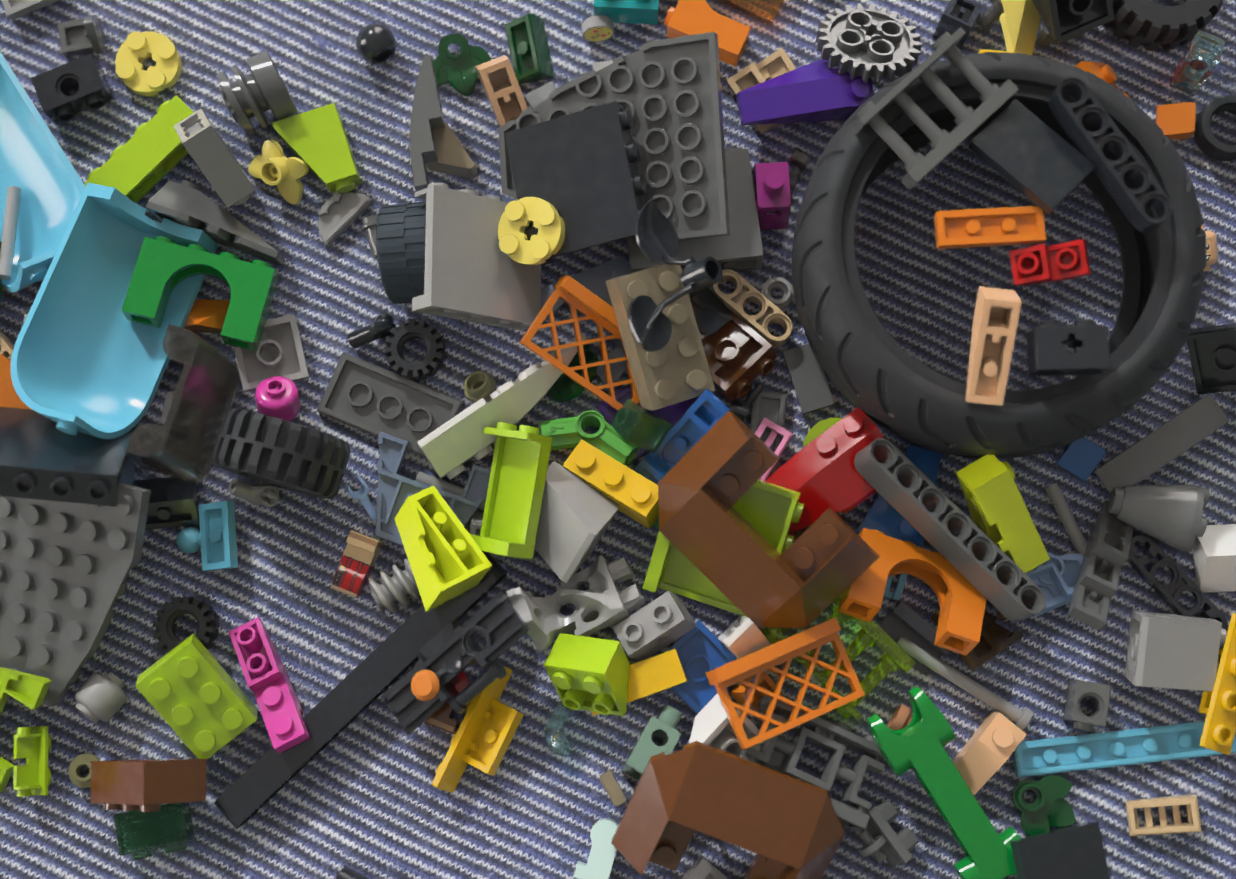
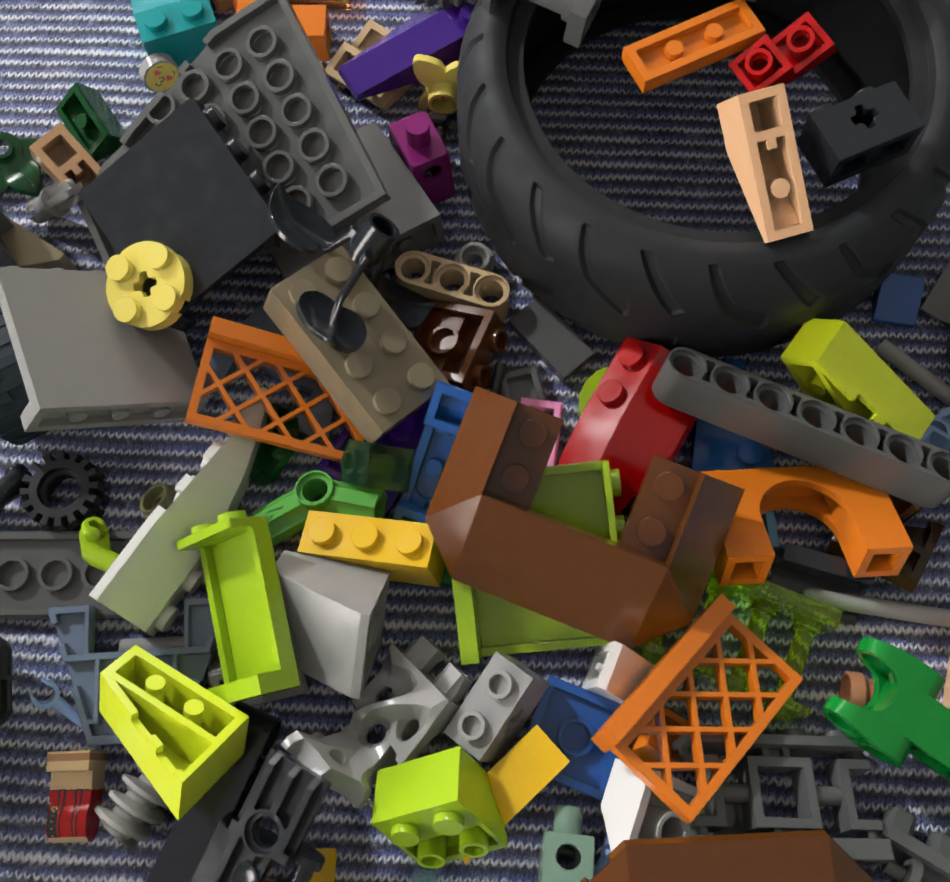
camera: 25 degrees left, 10 degrees down
(425, 401) = (96, 544): none -> lime arm
(481, 115) = (54, 201): none -> light grey axle
(809, 139) = (439, 83): none -> light yellow animal

